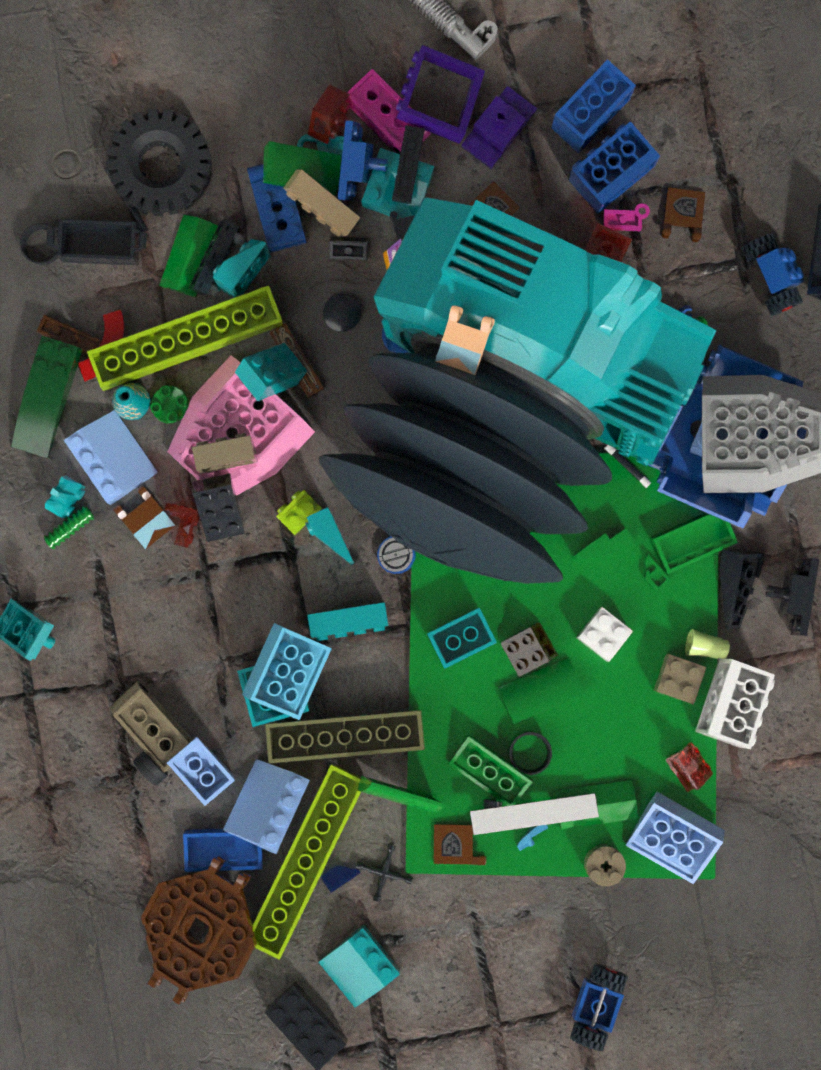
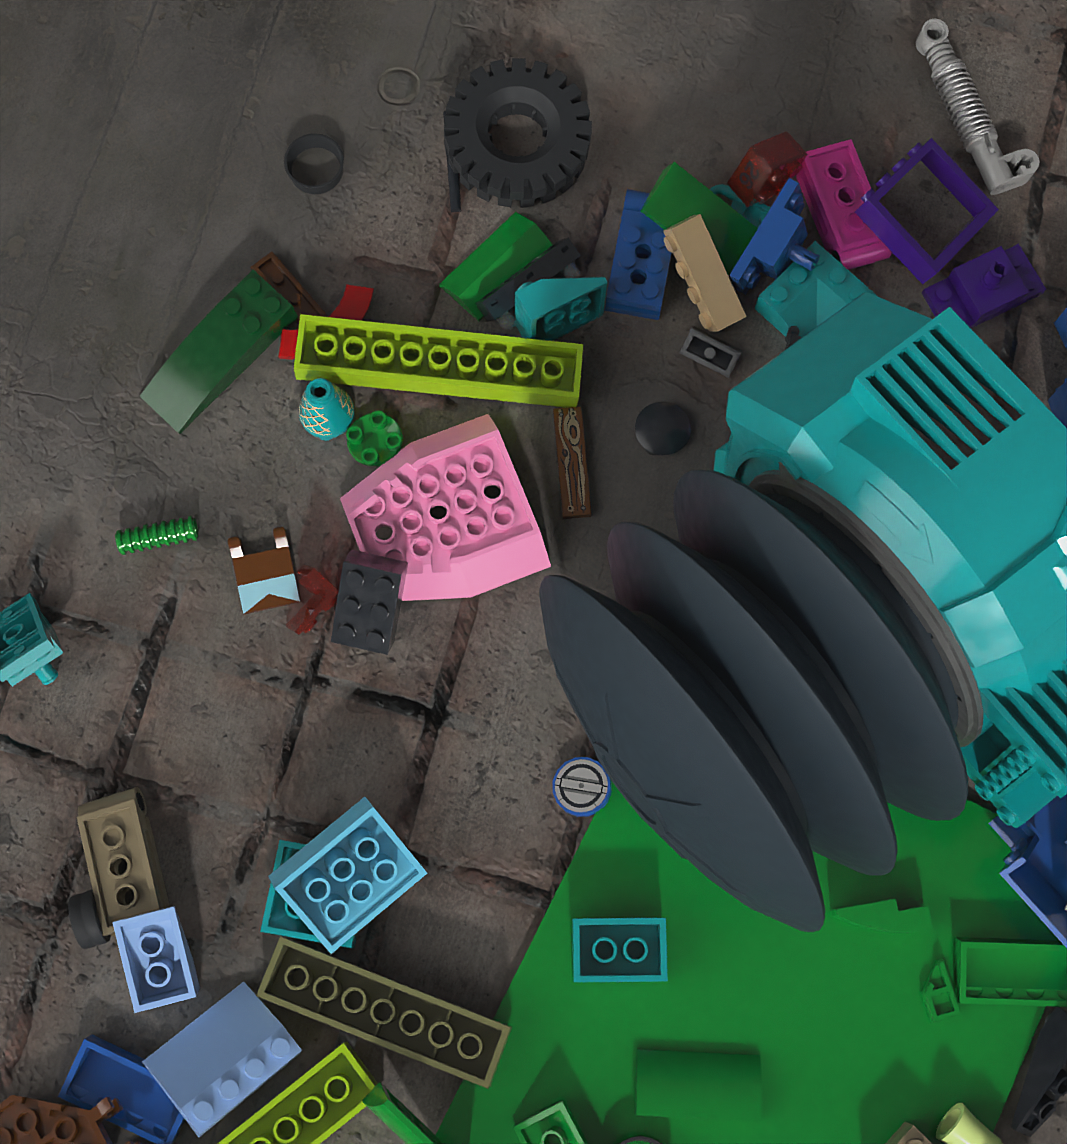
camera: 25 degrees right, 10 degrees down
(64, 497) = (171, 490): teal plate -> none
(98, 241) = (387, 191): black container -> none
(111, 457) = (261, 470): light blue slope -> none
(224, 453) = (413, 530): dark tan brick -> none
(270, 371) = (530, 455): teal brick -> none
(296, 513) = (475, 661): lime bracket -> none
(326, 530) = (500, 699): teal slope -> none
(348, 620) = (470, 845): teal brick -> none
(408, 164) = (843, 276): black tile -> none
(462, 344) = (837, 499): light nougat flag -> none
(529, 649) = (708, 1015): bracket -> none
(604, 634) = (828, 1047): white brick -> none
(628, 466) = (974, 835): black bar -> none

